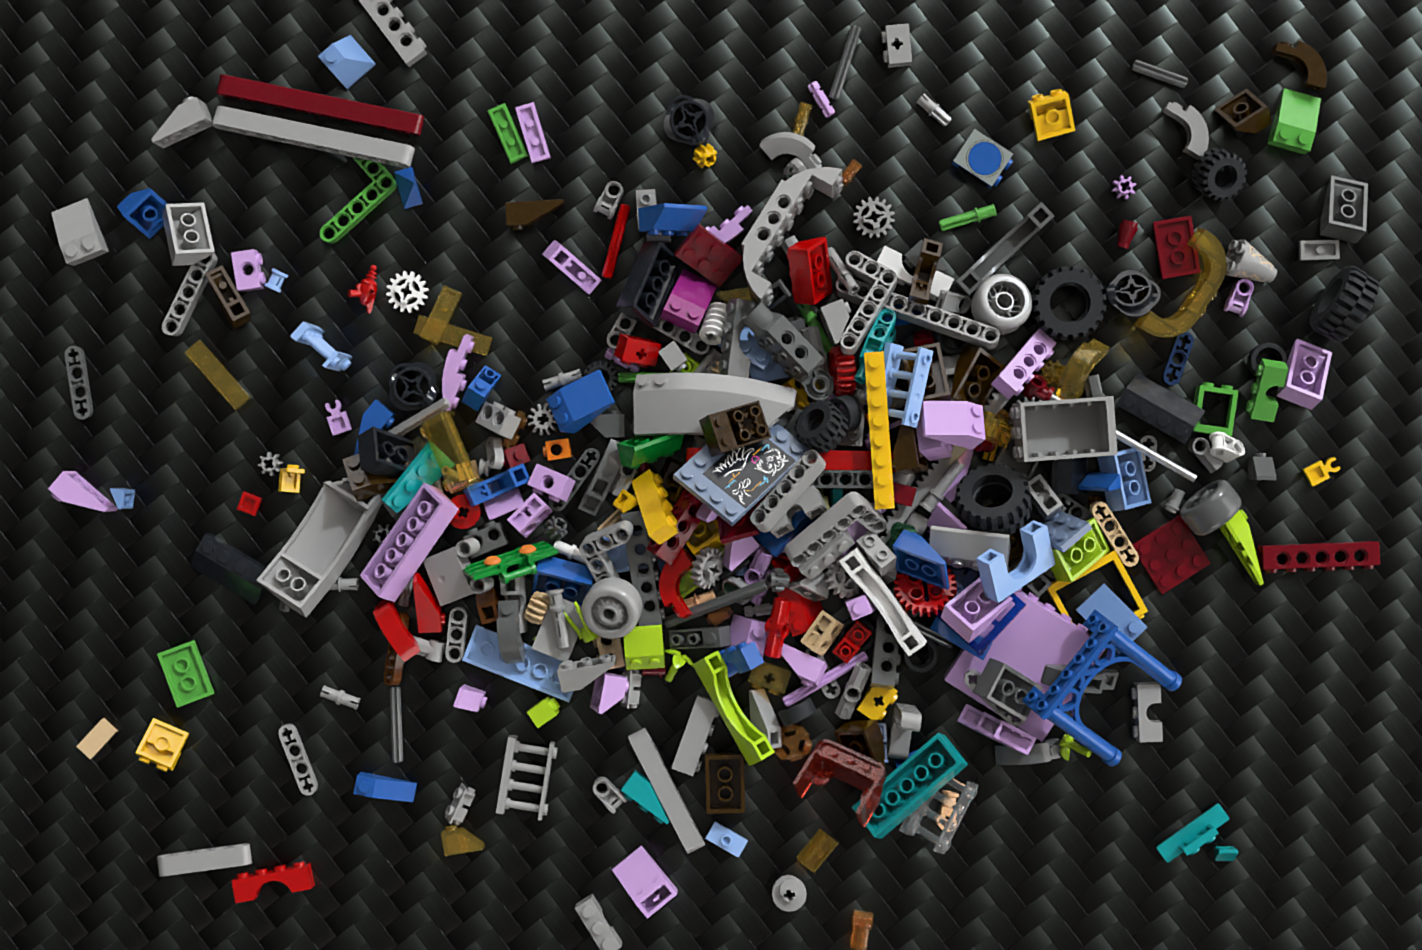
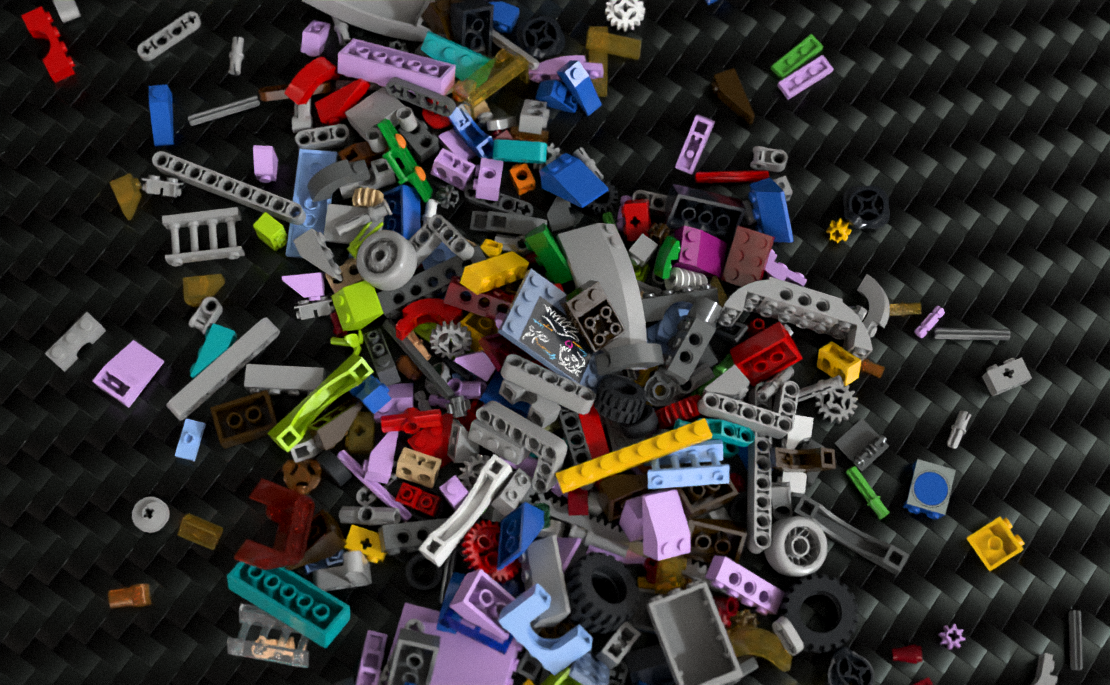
camera: 70 degrees right, 15 degrees down
(344, 613) = (315, 38): none -> lavender slope
(450, 526) = (396, 86): none -> dark grey beam
(477, 746) = (235, 193): none -> light grey beam
(480, 364) = (580, 86): none -> blue slope
(533, 444) = (519, 151): none -> teal beam
(580, 793) = (201, 287): none -> clear yellow slope
(661, 335) = (658, 233): none -> dark brown gear
(686, 334) = (667, 252): none -> green slope
(758, 700) = (334, 425): none -> dark brown slope
(776, 274) = (753, 329): none -> red cone
(786, 406) = (629, 356): none -> dark grey arch
(839, 203) = (838, 361): none -> yellow brick
(858, 228) = (821, 387): none -> light grey pin
(920, 206) = (862, 444): none -> dark grey hinge
(1083, 340) = (788, 636): none -> light grey beam

